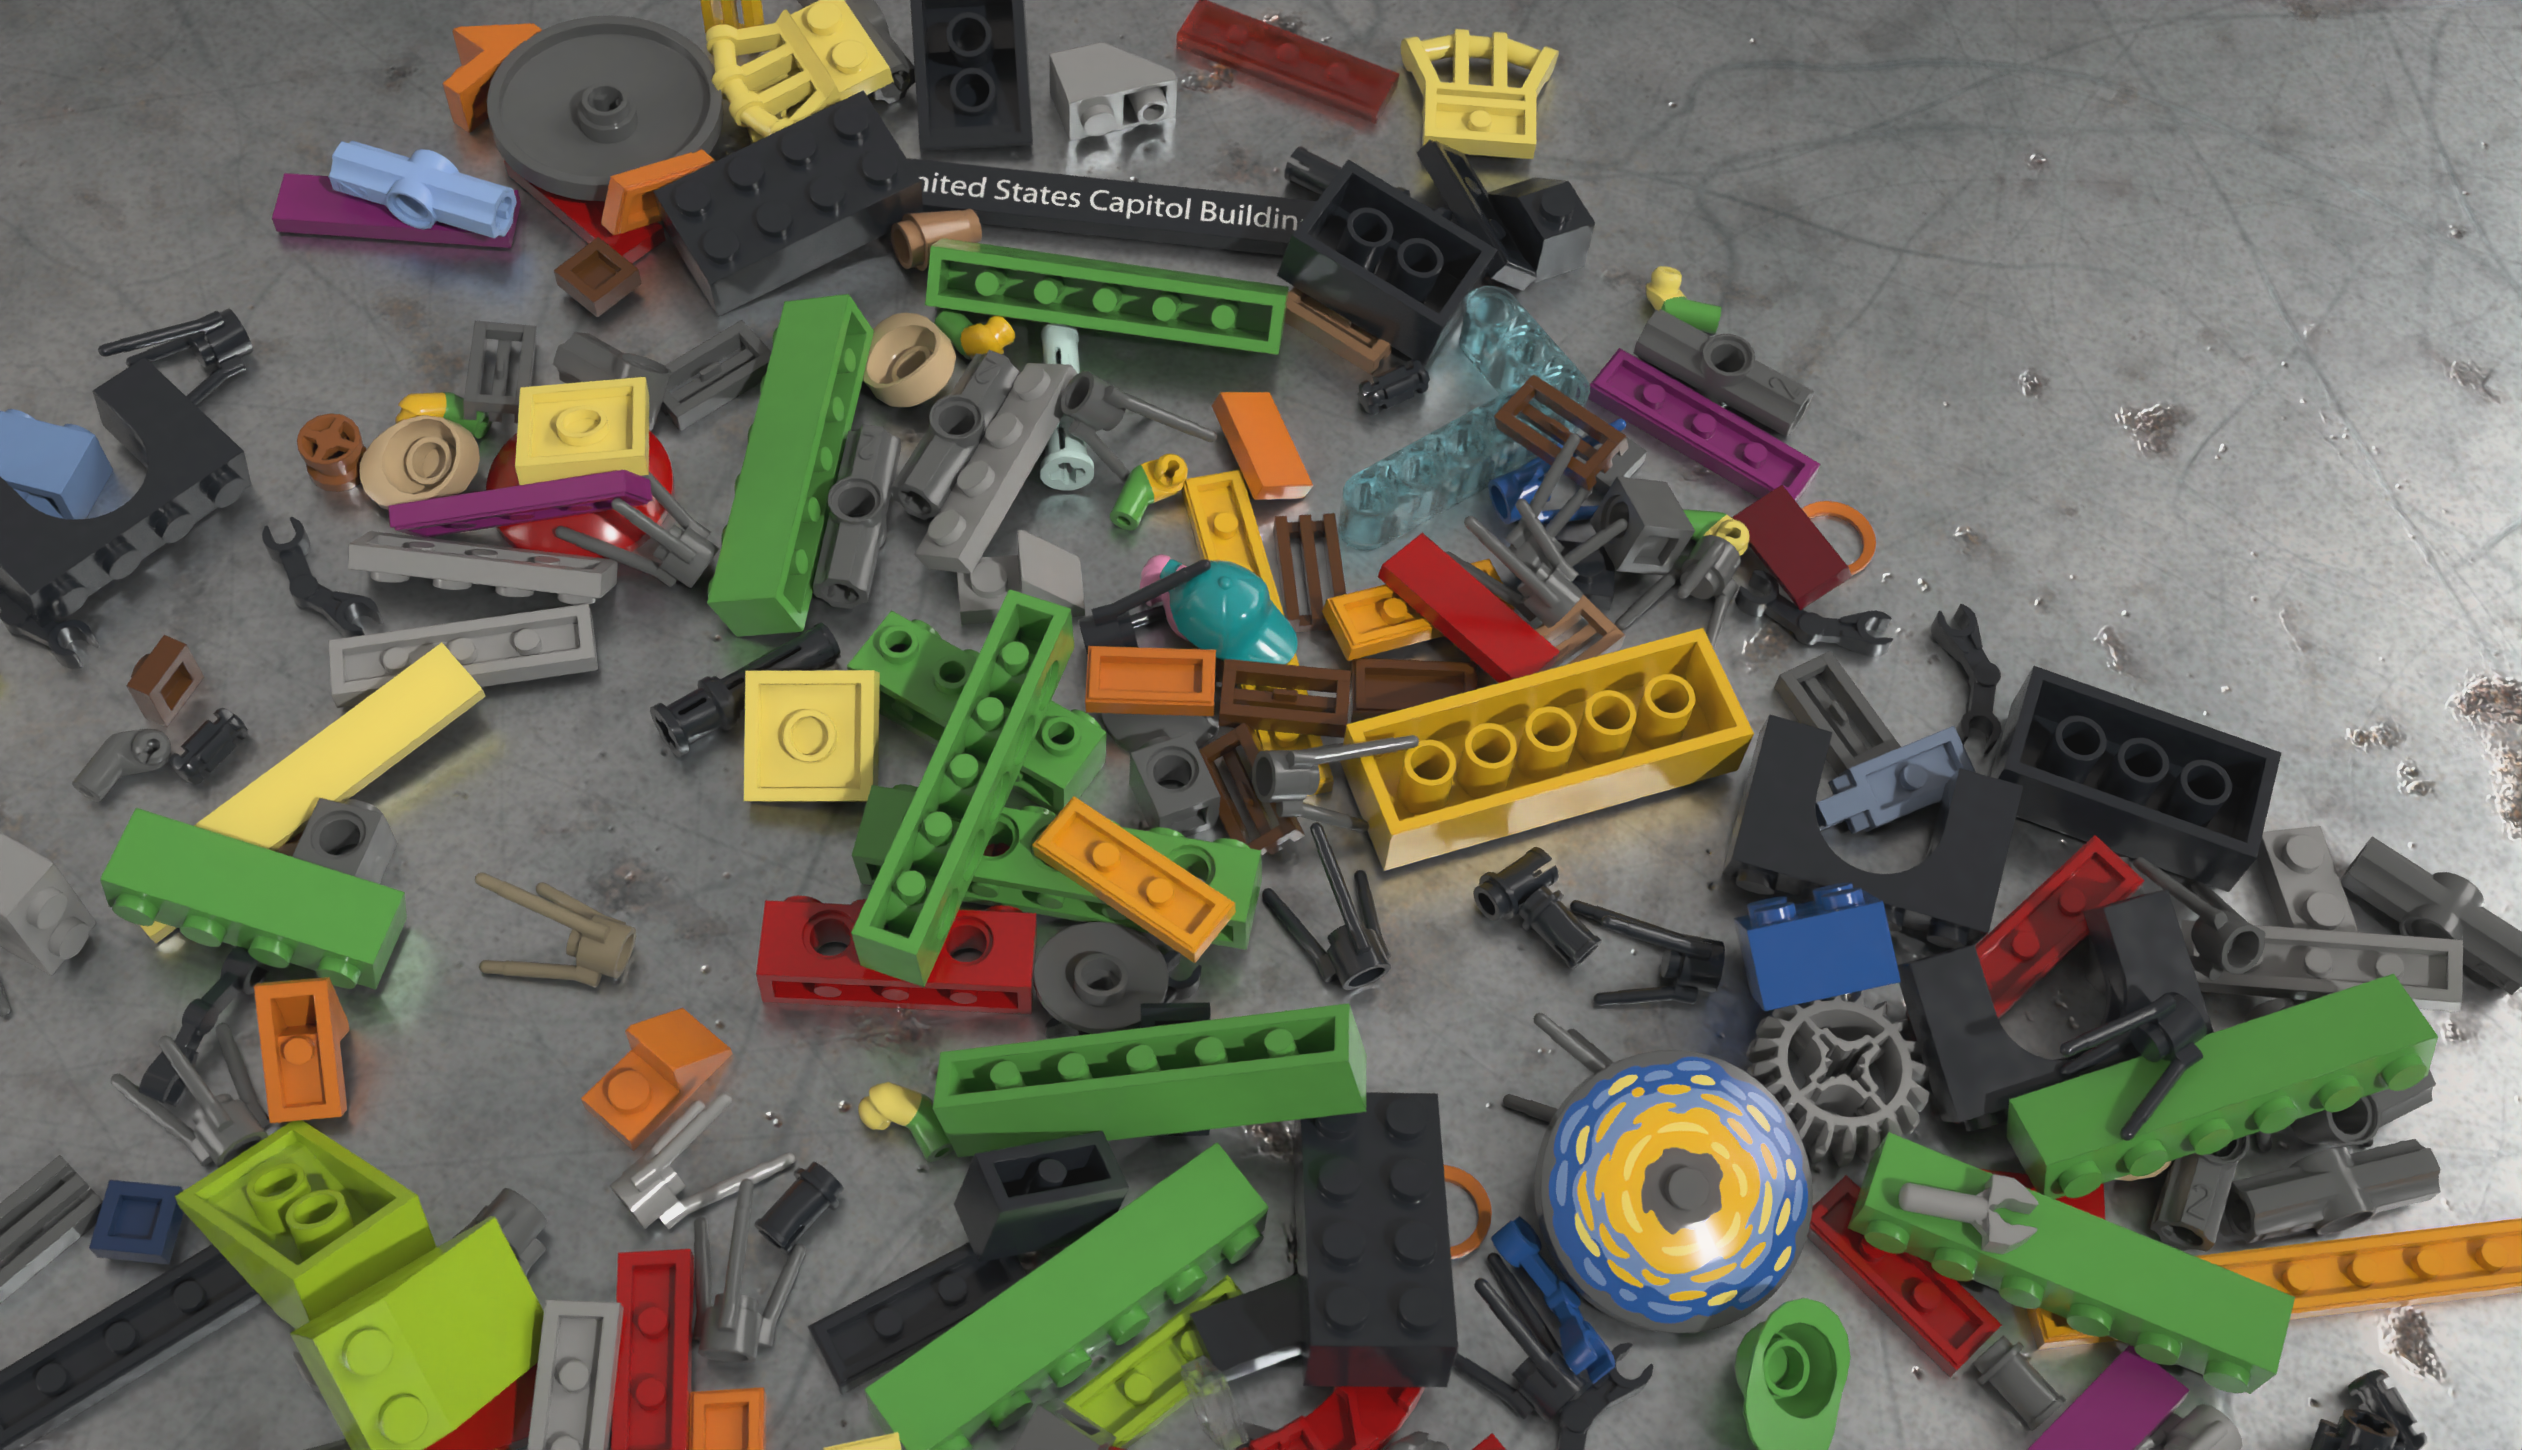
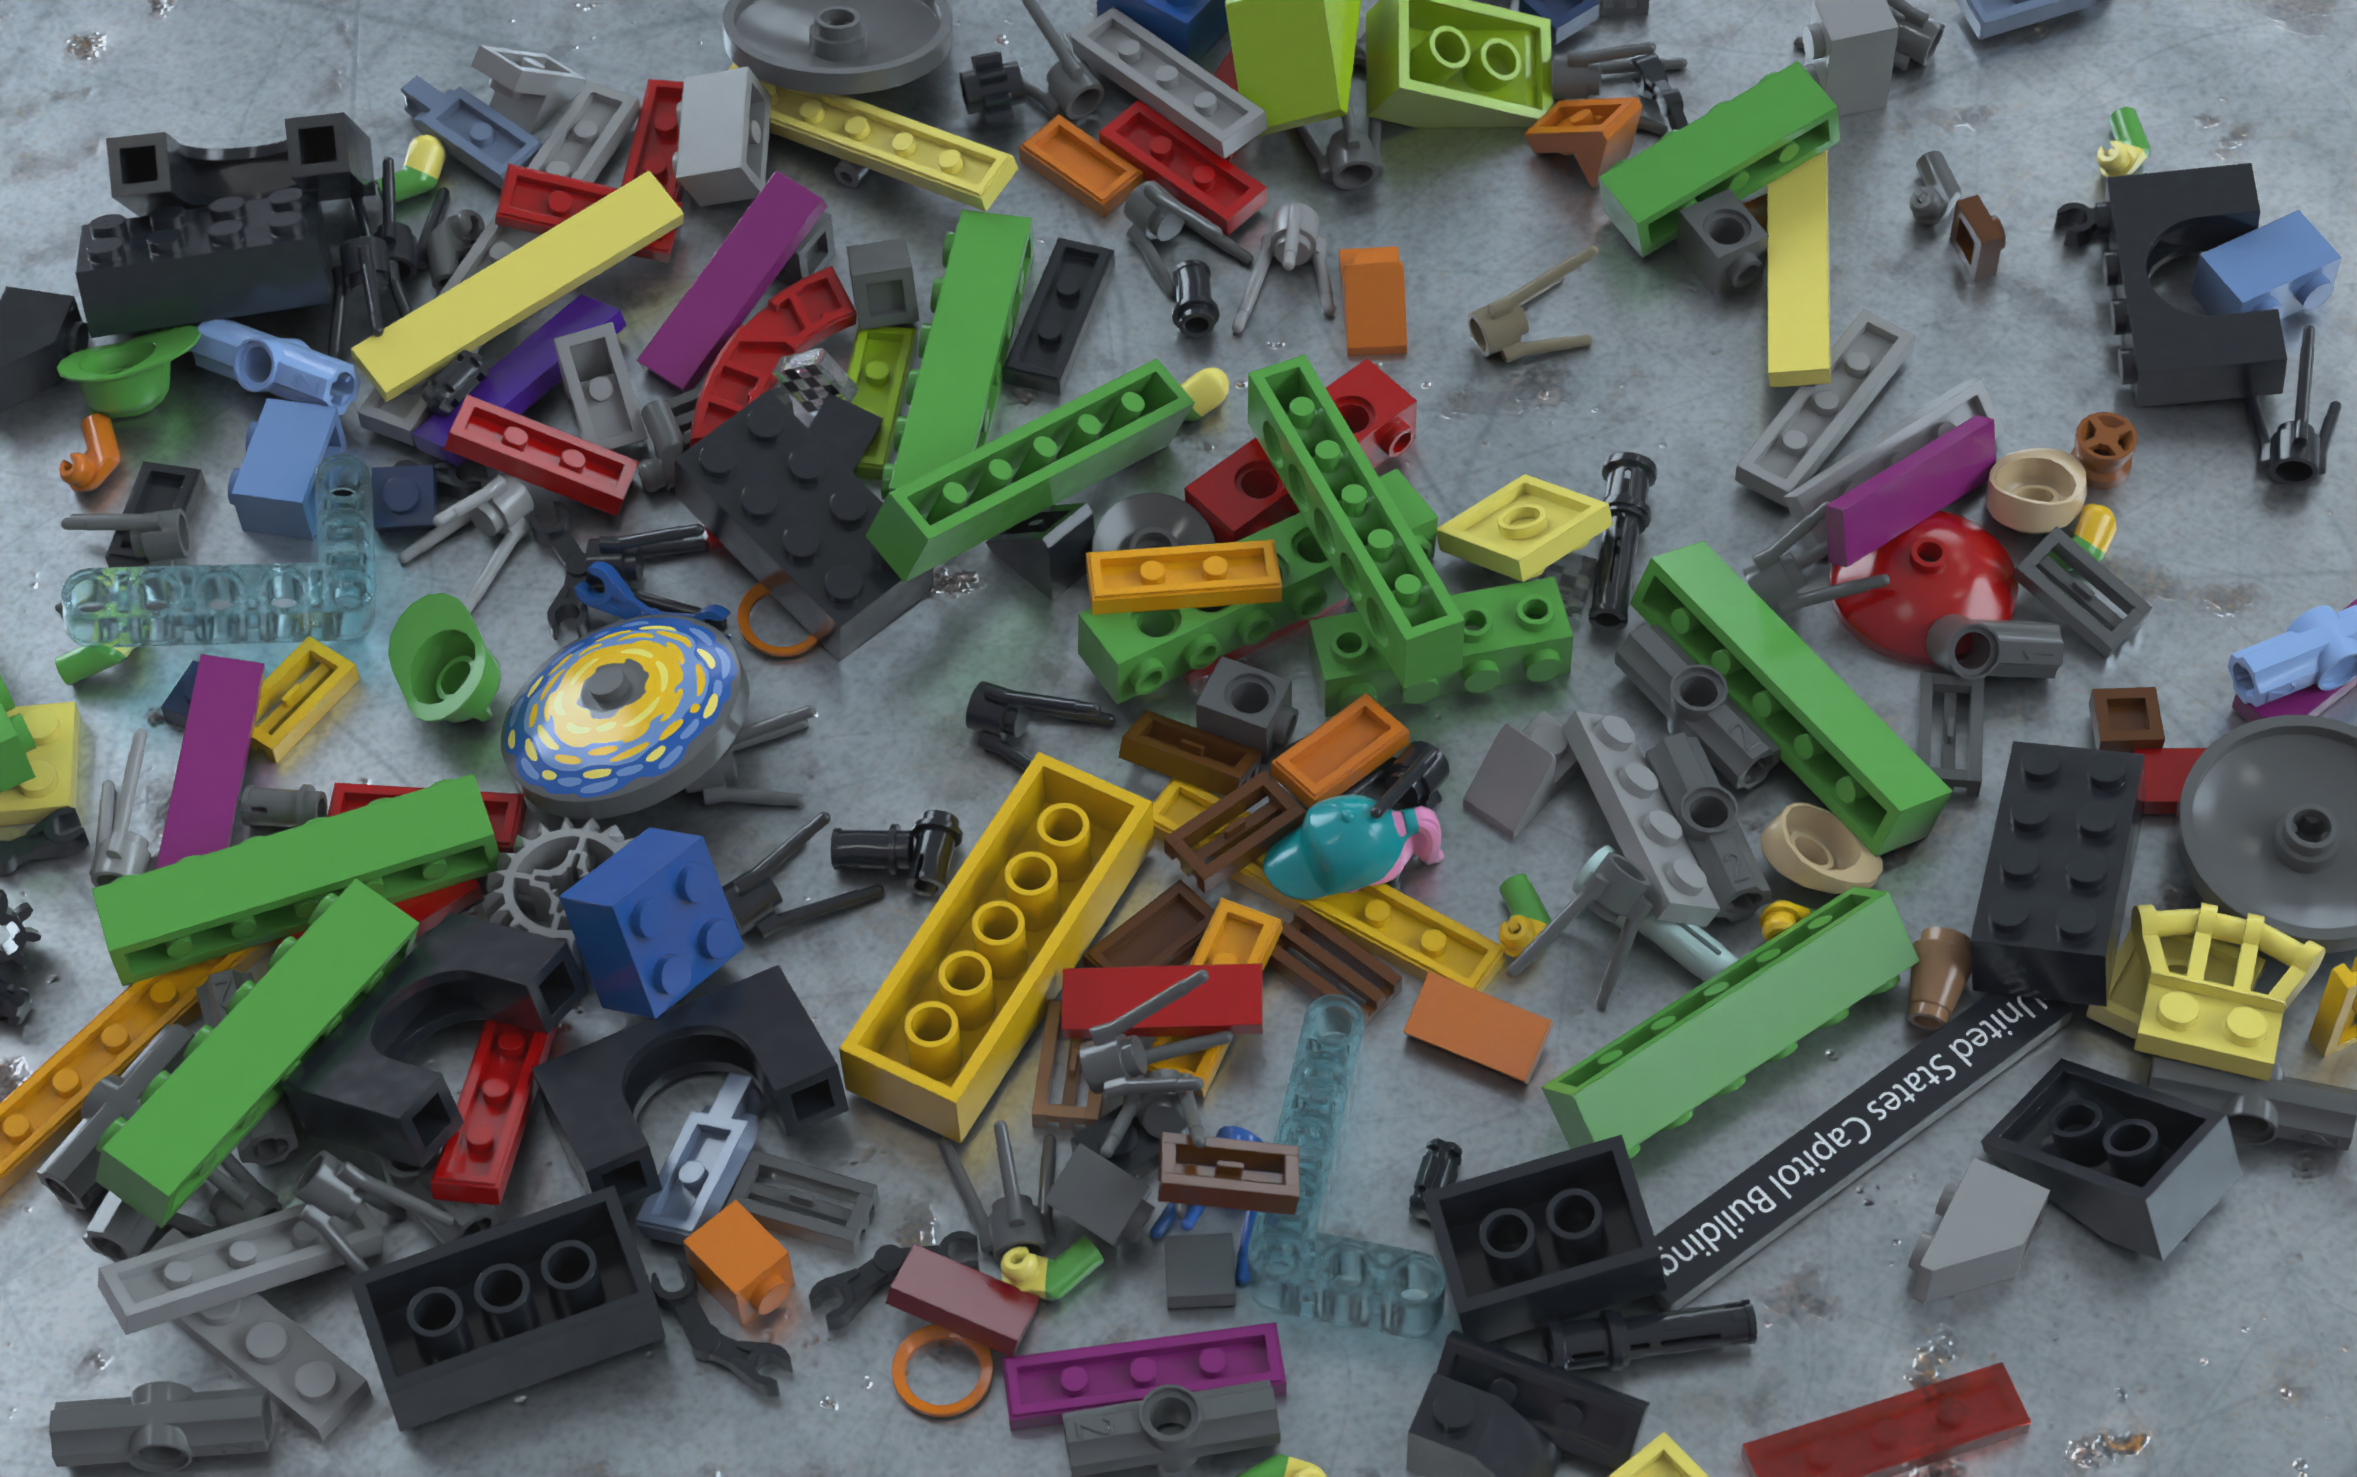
camera: 145 degrees right, 5 degrees down
(208, 746) = (1899, 239): black piece -> none
(337, 606) = (1992, 370): black piece -> none
(582, 429) = (1930, 548): light yellow plate -> none
(630, 194) = (2166, 798): orange tile -> none
(1039, 1195) = (1041, 373): black brick -> none
(1294, 774) = (1154, 745): dark grey plant -> none
(1926, 691) = (740, 1263): none -> orange brick
(1977, 1210) = (384, 820): light grey bar -> none
(2158, 1031) = (329, 1020): black plant -> none

